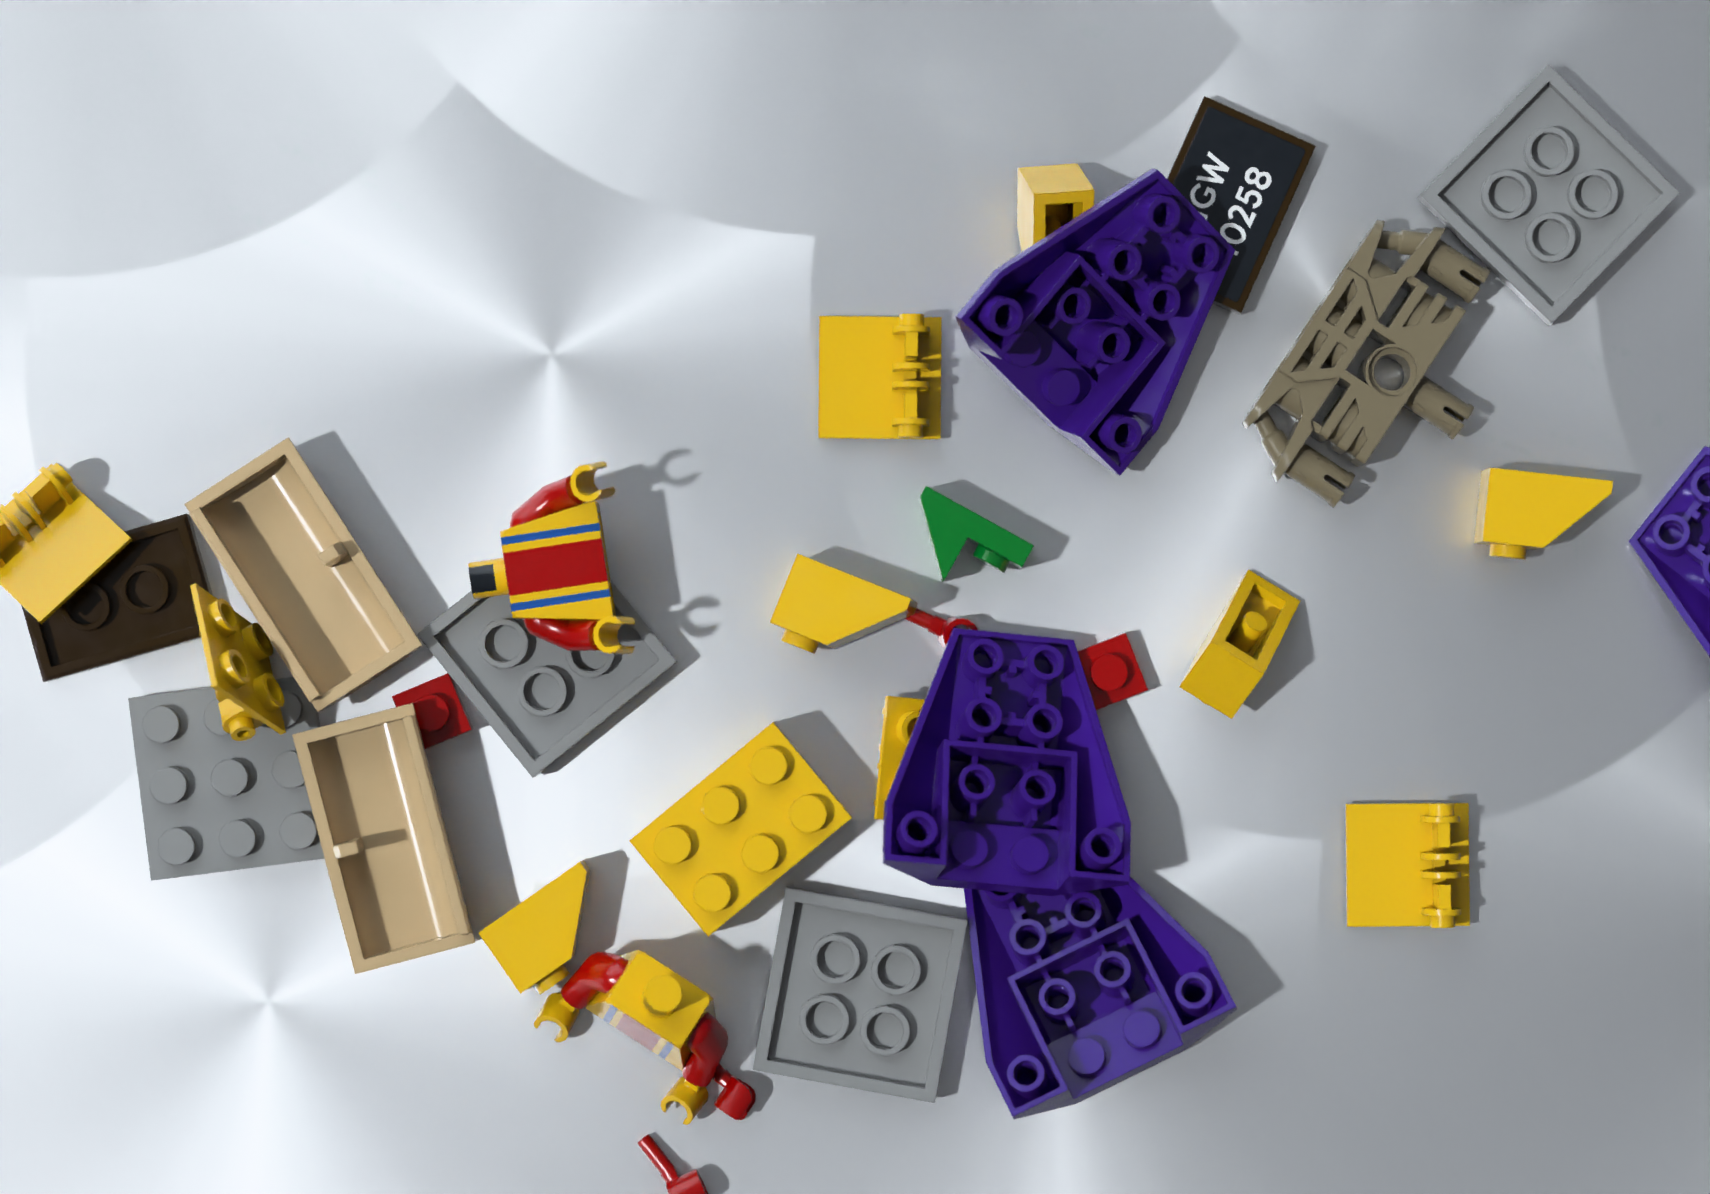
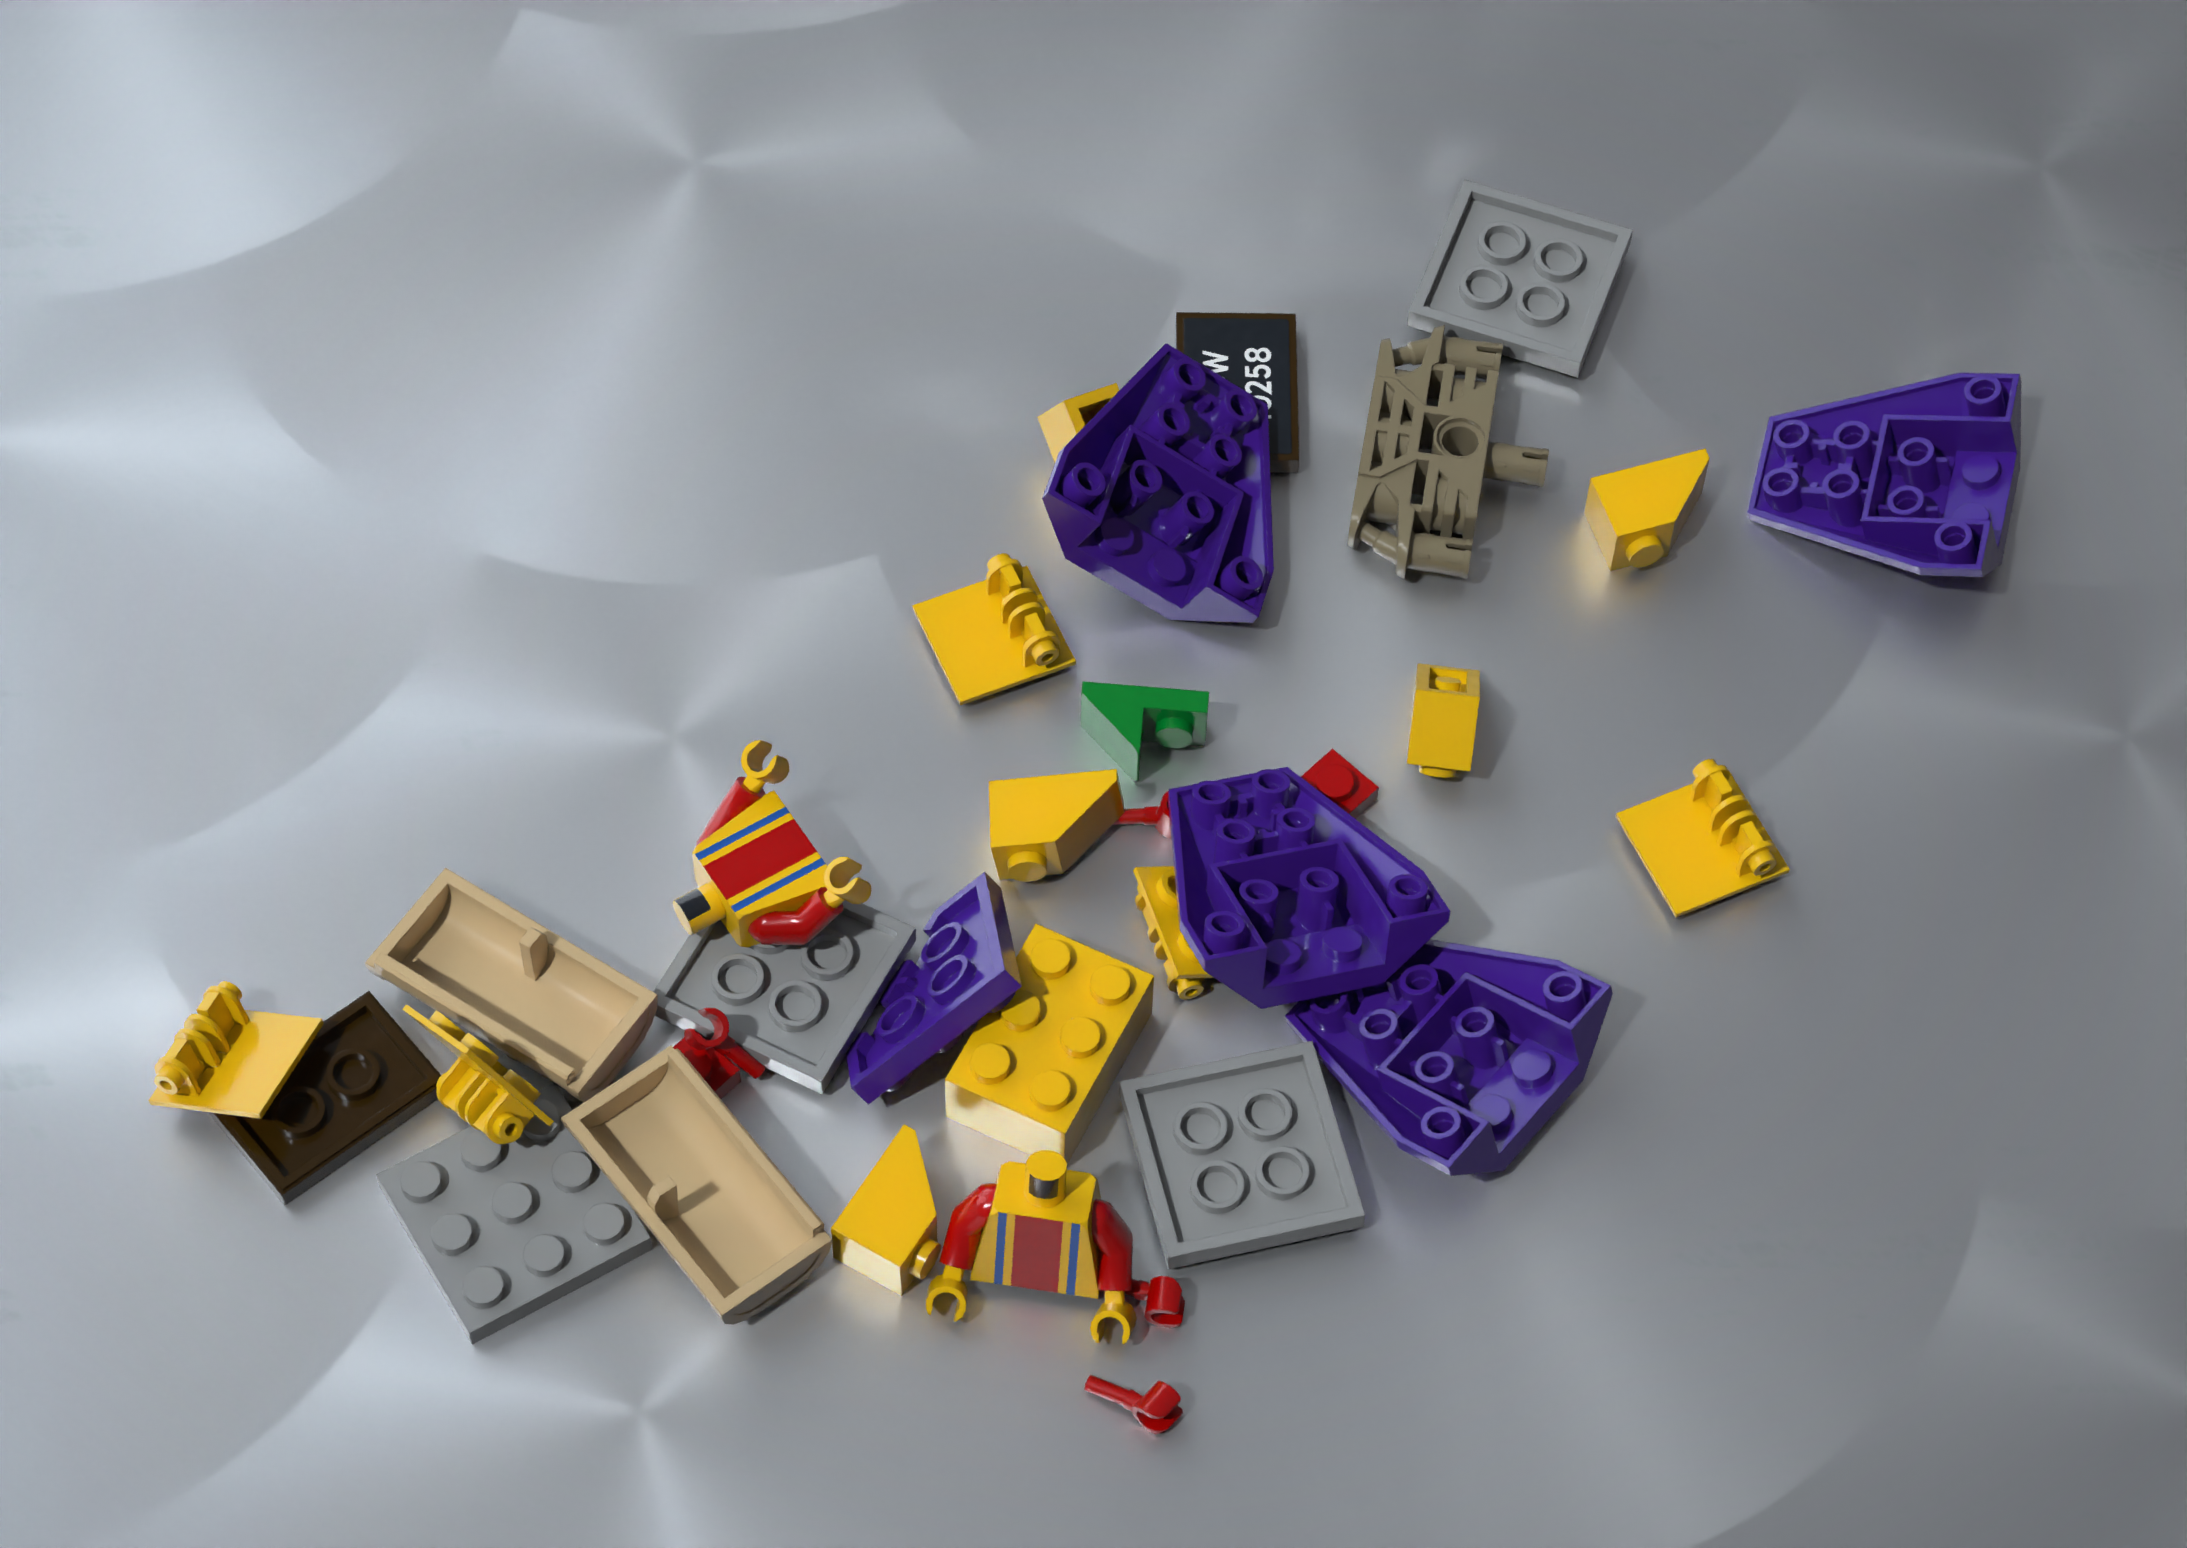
camera: 20 degrees left, 30 degrees down
(461, 707) = (724, 1043): none -> red hand
(673, 738) = (956, 981): none -> dark purple plate

